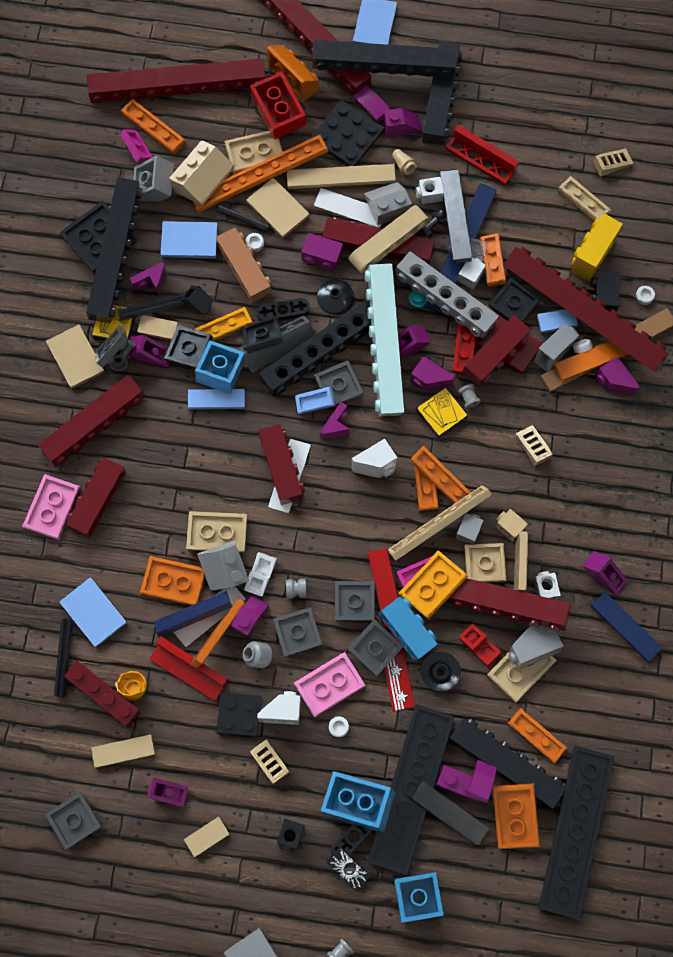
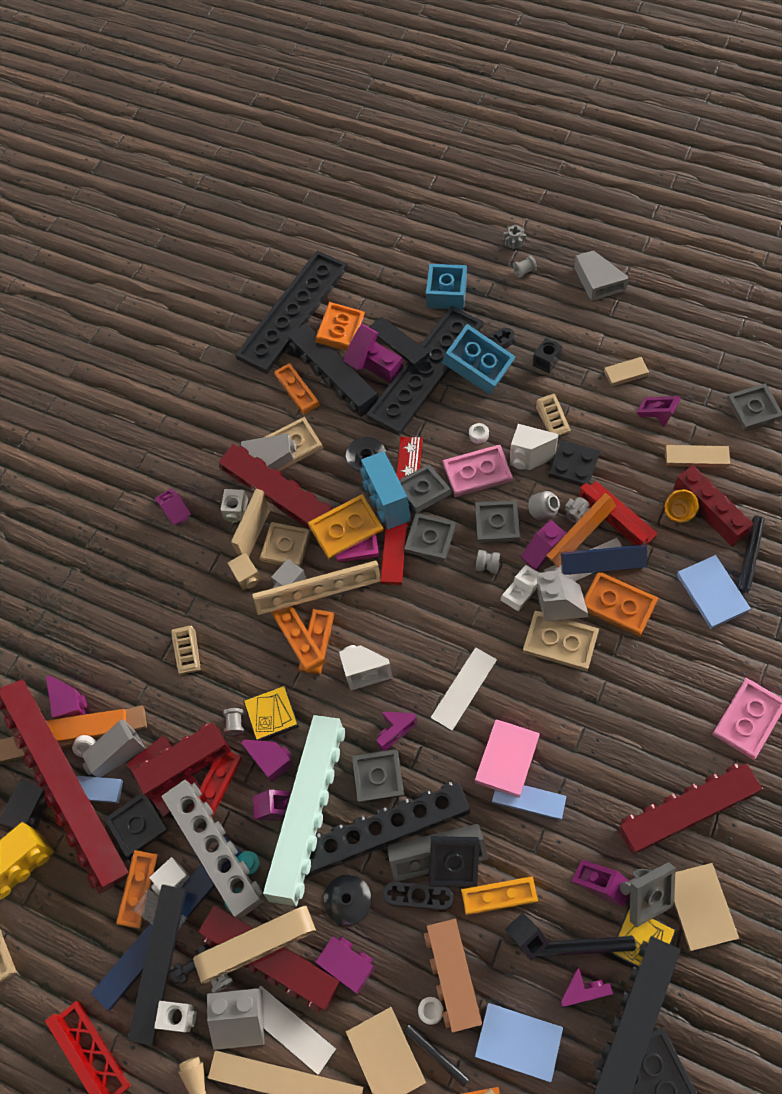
camera: 155 degrees left, 10 degrees down
(95, 497) = (694, 712): dark red brick -> none
(157, 327) = (585, 917): tan tile -> none
(187, 347) = (551, 871): plate -> none
(219, 367) = (516, 830): dark azure brick -> none
(225, 659) = (576, 509): none -> light grey gear
(239, 423) = (507, 758): none -> bright pink tile
(280, 464) = (471, 697): dark red brick -> none
(315, 400) = (411, 761): light blue tile -> none
(348, 868) = (502, 320): tile -> none
(480, 646) = (319, 471): red slope -> none
(626, 627) = (175, 458): dark blue tile -> none

